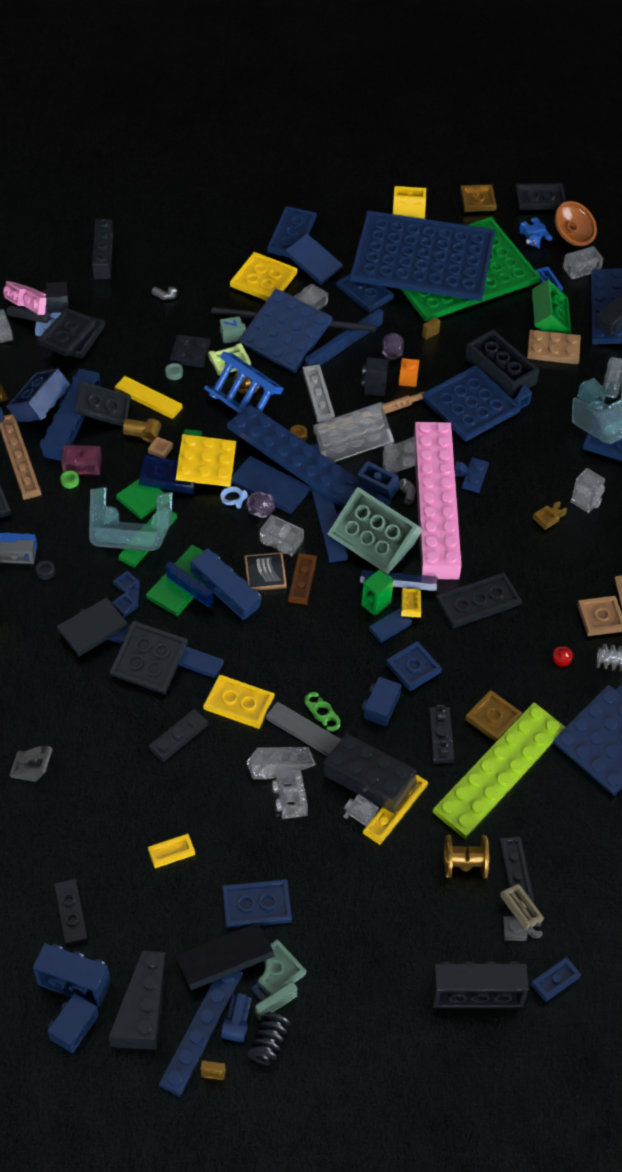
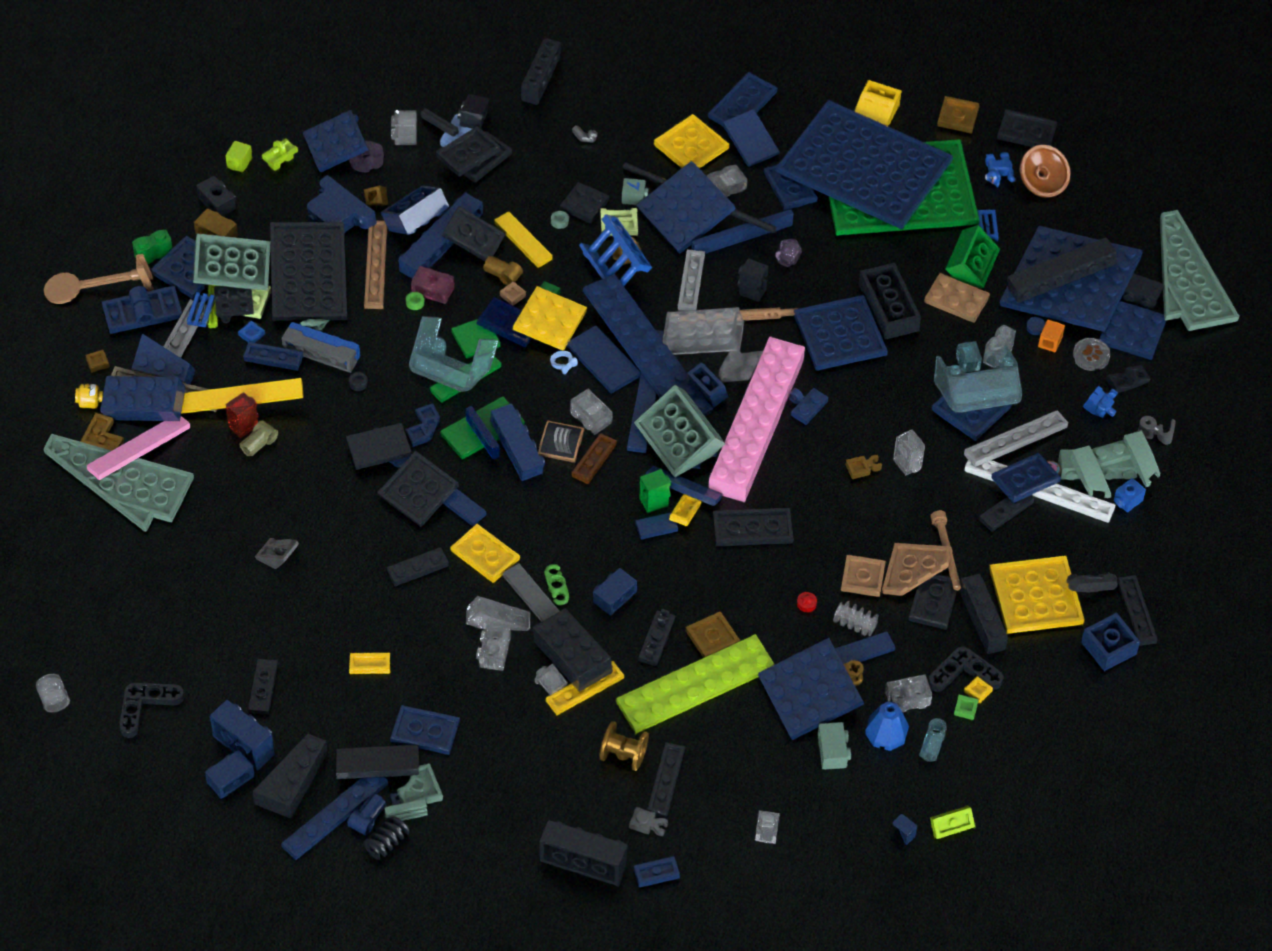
camera: 20 degrees right, 0 degrees up
(25, 296) = (443, 103): bright pink slope -> none
(213, 1070) = (329, 847): pearl gold tile -> none
(260, 504) = (583, 376): clear purple head -> none
(300, 431) = (654, 315): pearl gold tile -> none
(408, 489) = (735, 401): flat silver arm -> none
(409, 372) = (791, 284): orange brick -> none
(413, 666) = (659, 569): dark blue plate -> none
(431, 328) = (837, 244): pearl gold tile -> none
(518, 907) = (656, 817): dark tan tile -> none
(524, 397) = (894, 341): dark blue slope -> none
(582, 262) = (1032, 215): clear brick -> none

